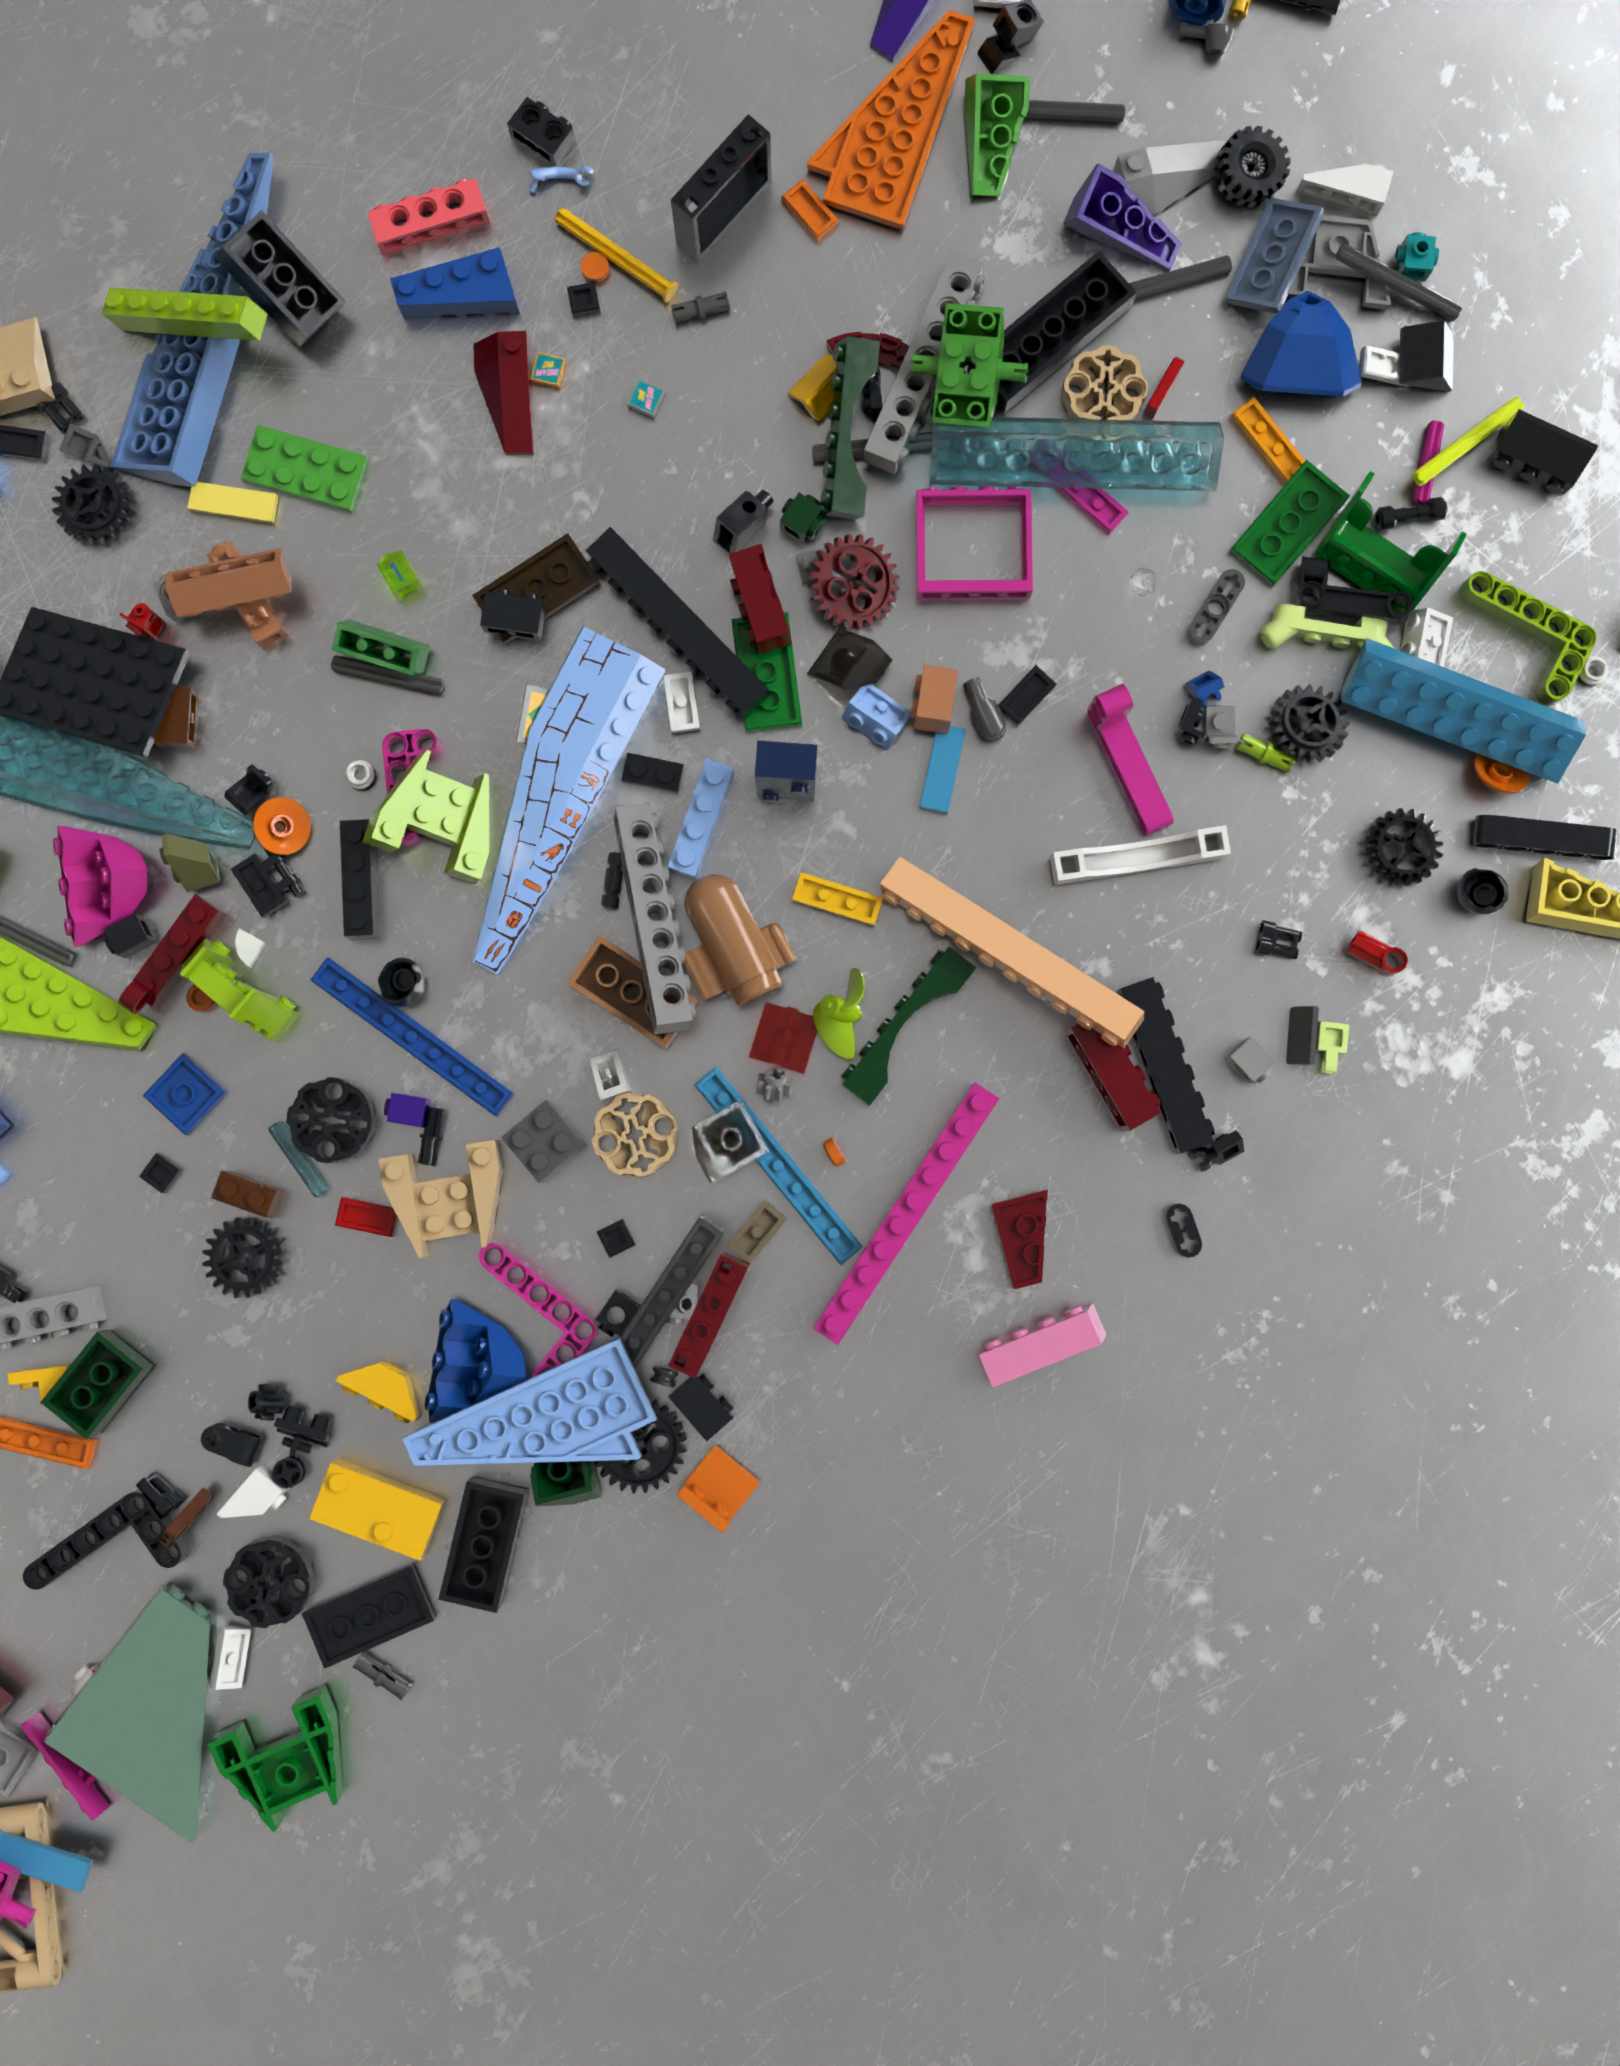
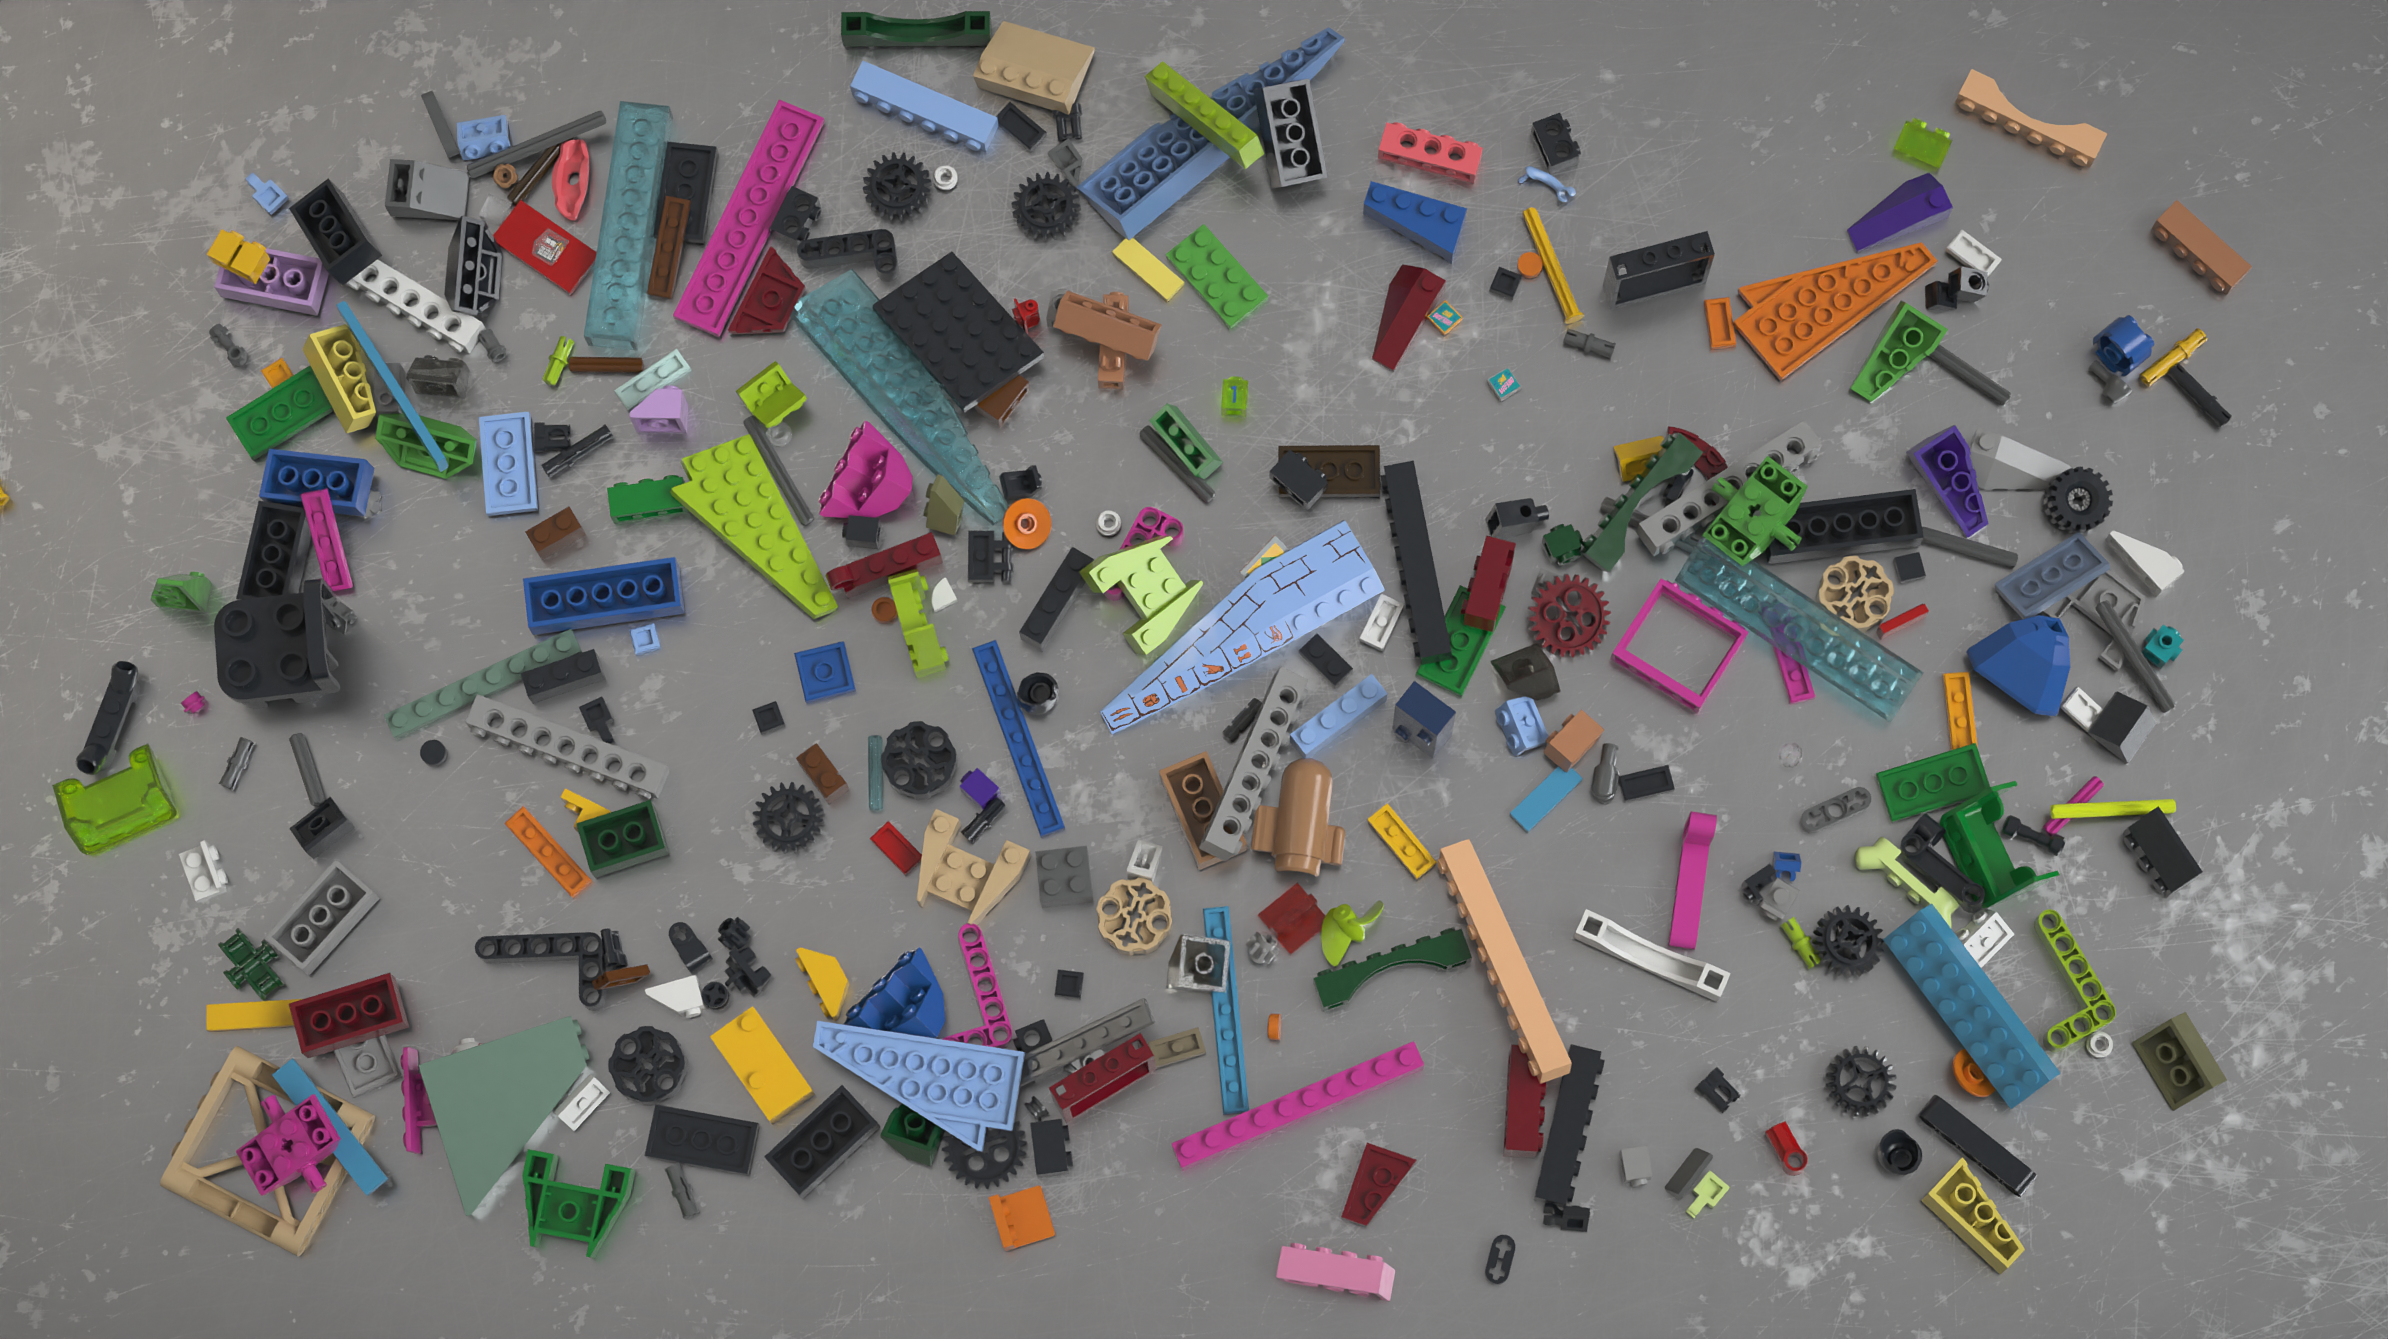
camera: 40 degrees right, 10 degrees down
(1136, 332) = (1909, 567): none -> black tile

